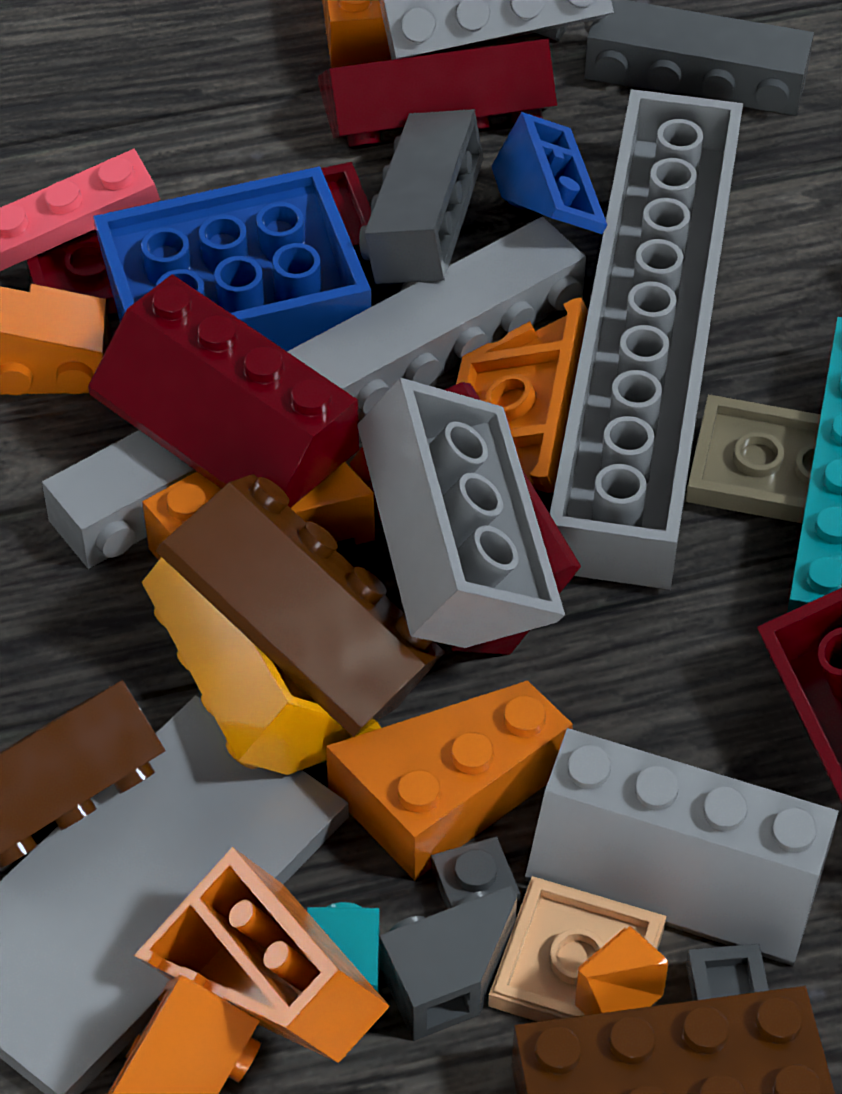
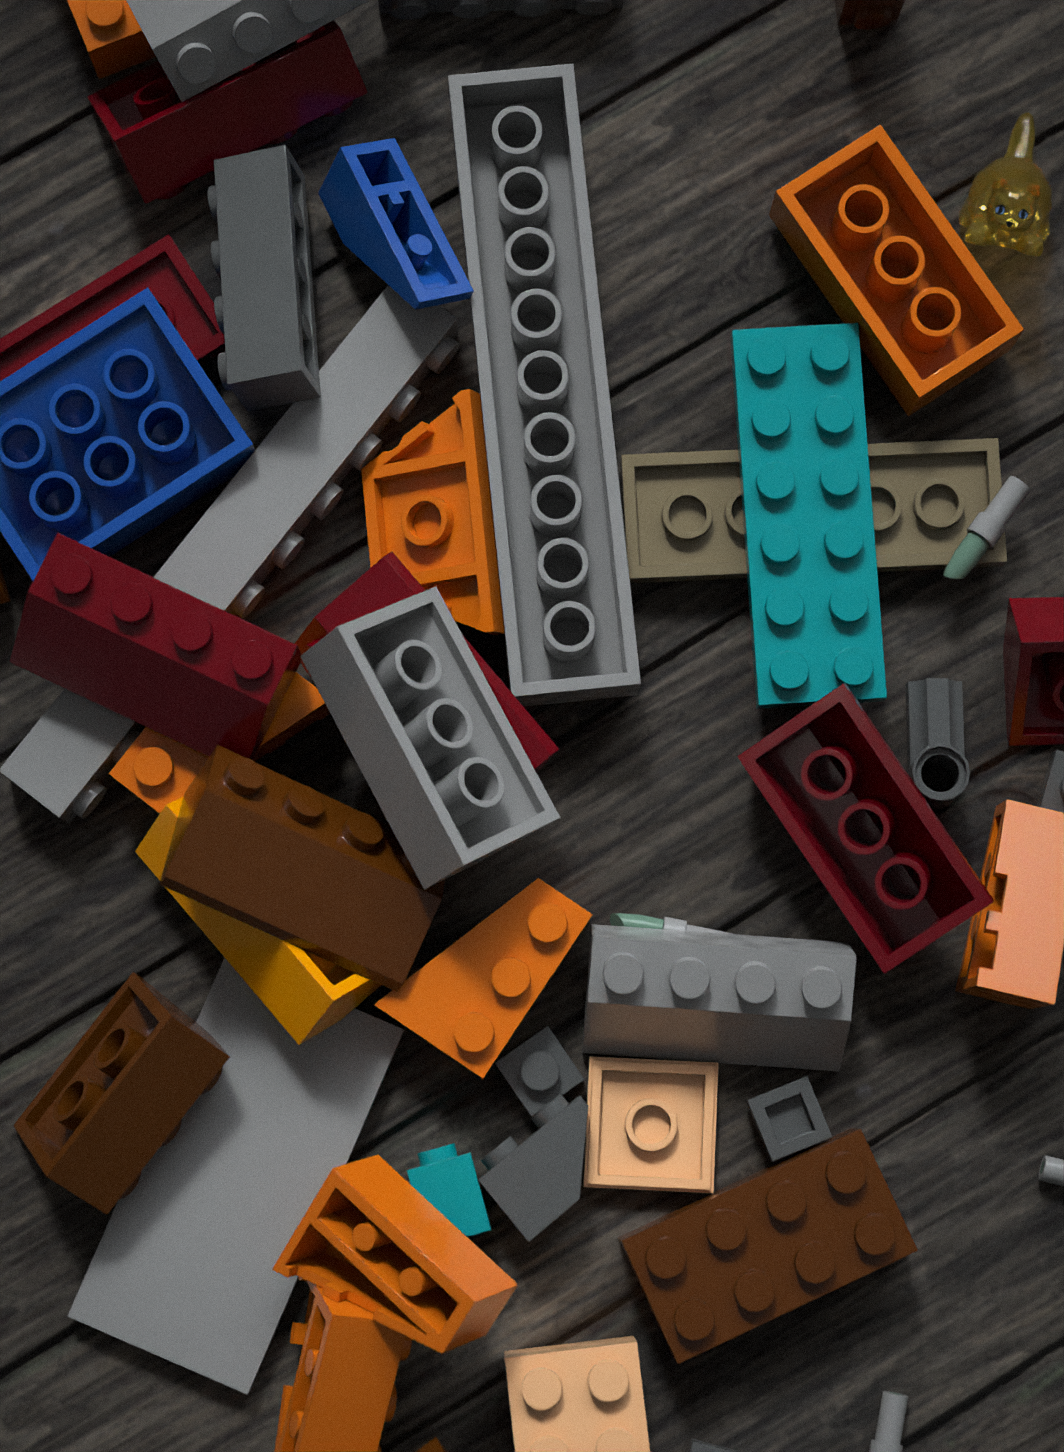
camera: 20 degrees left, 30 degrees up
(621, 975) = (697, 1159): orange slope -> none

